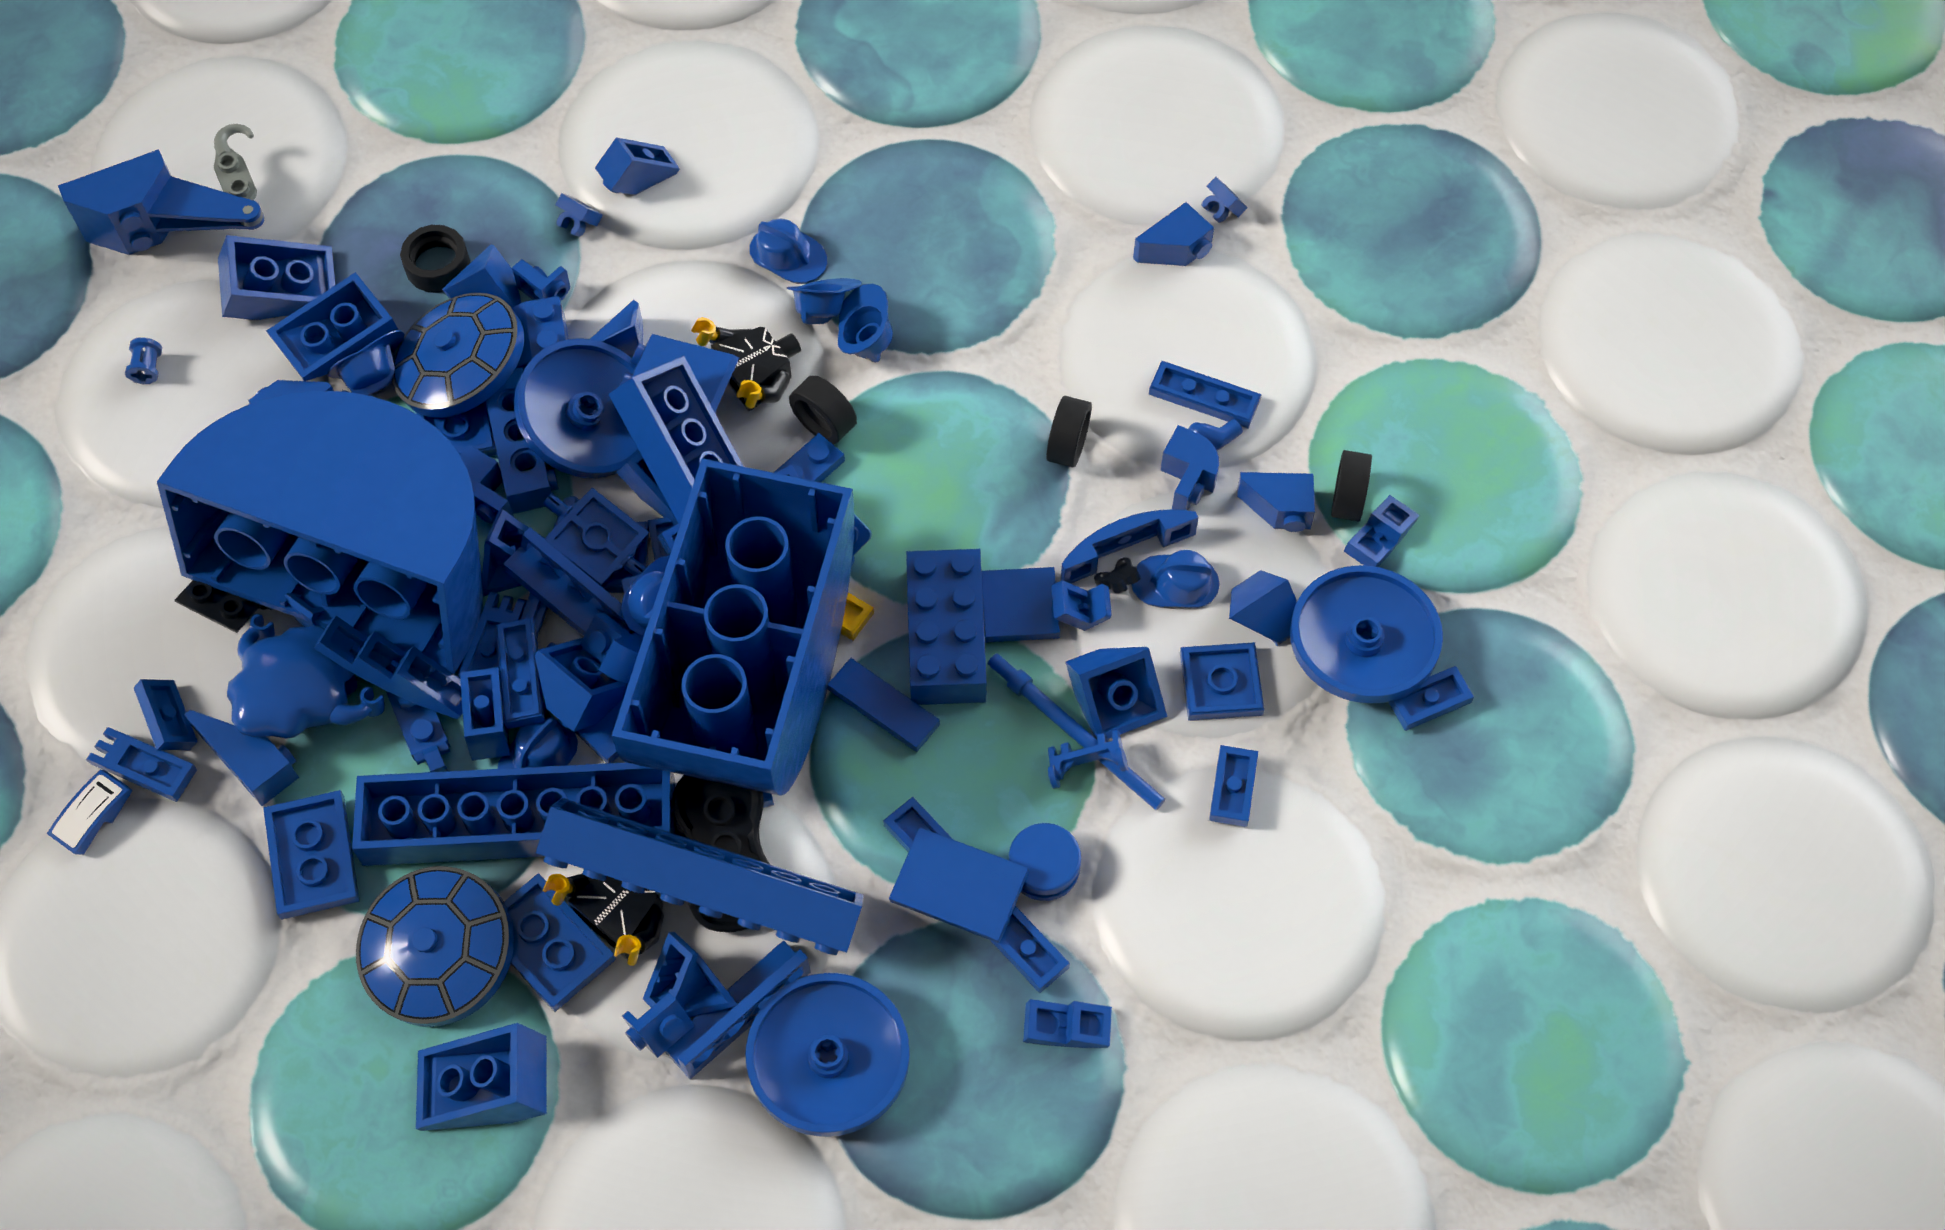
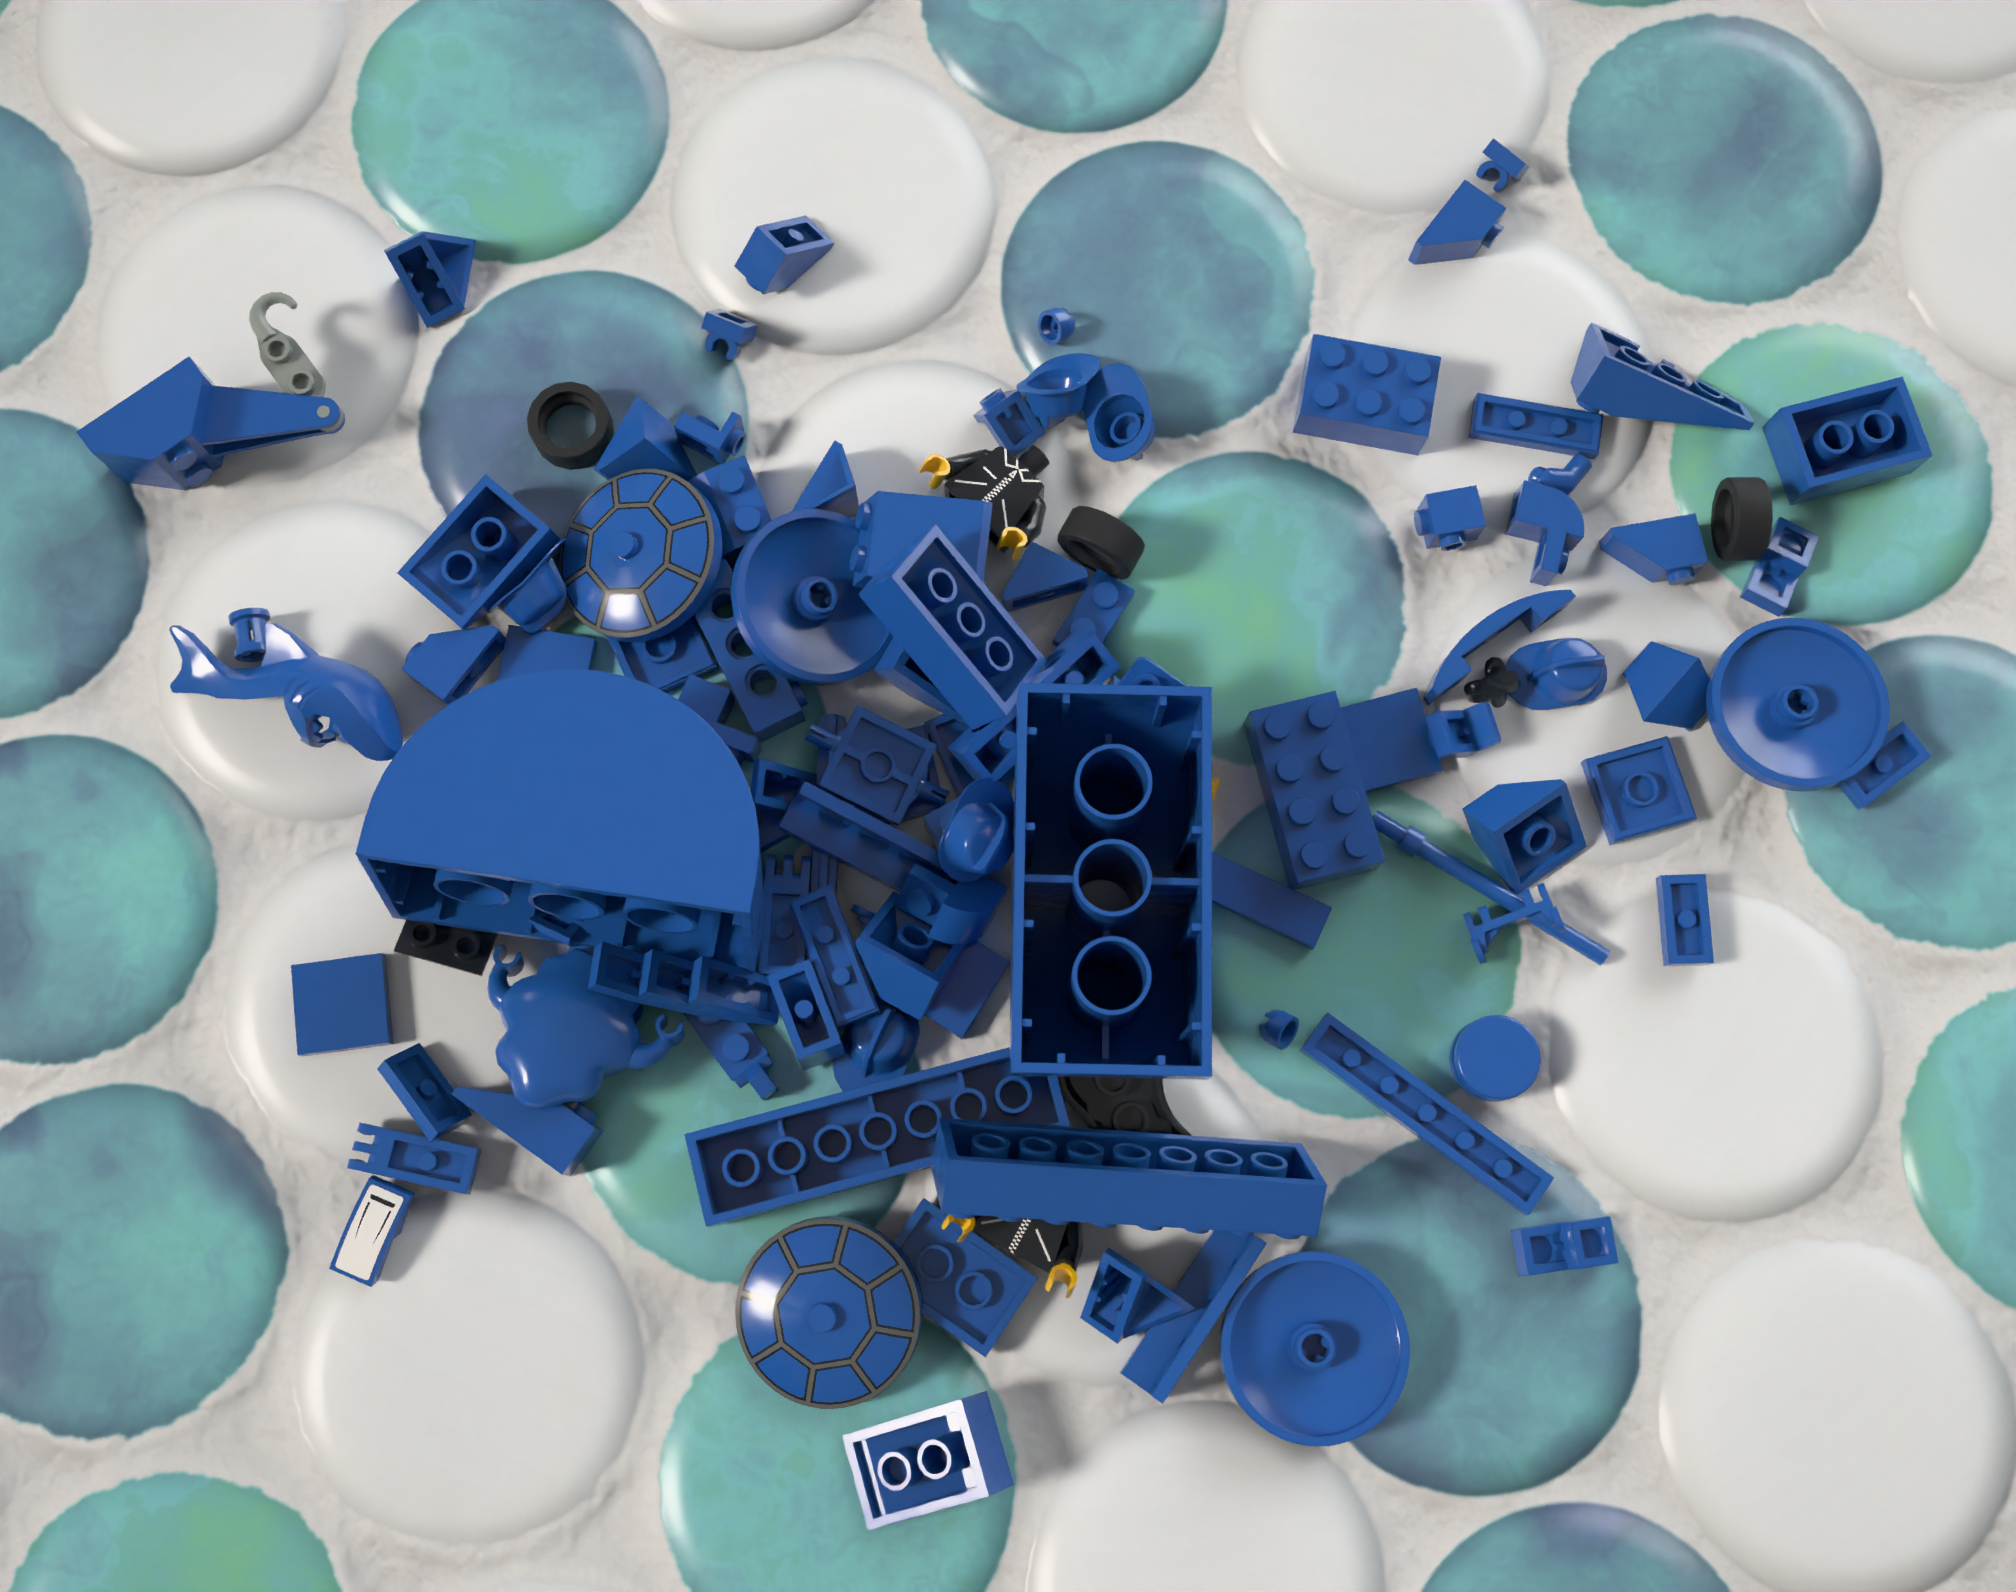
camera: 15 degrees left, 15 degrees up
(123, 641) = (341, 1004): none -> blue tile
(162, 389) = (310, 687): none -> blue piece
(271, 276) = (380, 491): blue slope -> none
(311, 854) = (649, 1228): blue plate -> none
(365, 134) = (434, 272): none -> blue slope
(658, 1026) = (1117, 1357): blue bracket -> none
(769, 431) = (1042, 578): none -> blue slope
(778, 313) = (1009, 420): none -> blue bracket
(788, 251) = (995, 332): blue piece -> none
(836, 254) = (1053, 319): none -> blue hinge
(879, 808) = (1279, 1029): none -> blue hinge
(959, 885) = (1411, 1113): blue tile -> none
(1068, 344) = (1367, 394): none -> blue brick
(1069, 431) = (1398, 513): black tyre -> none
(1113, 445) = (1450, 518): none -> blue brick
(1282, 371) = (1626, 384): none -> blue wedge
(1454, 444) = (1846, 440): none -> blue brick

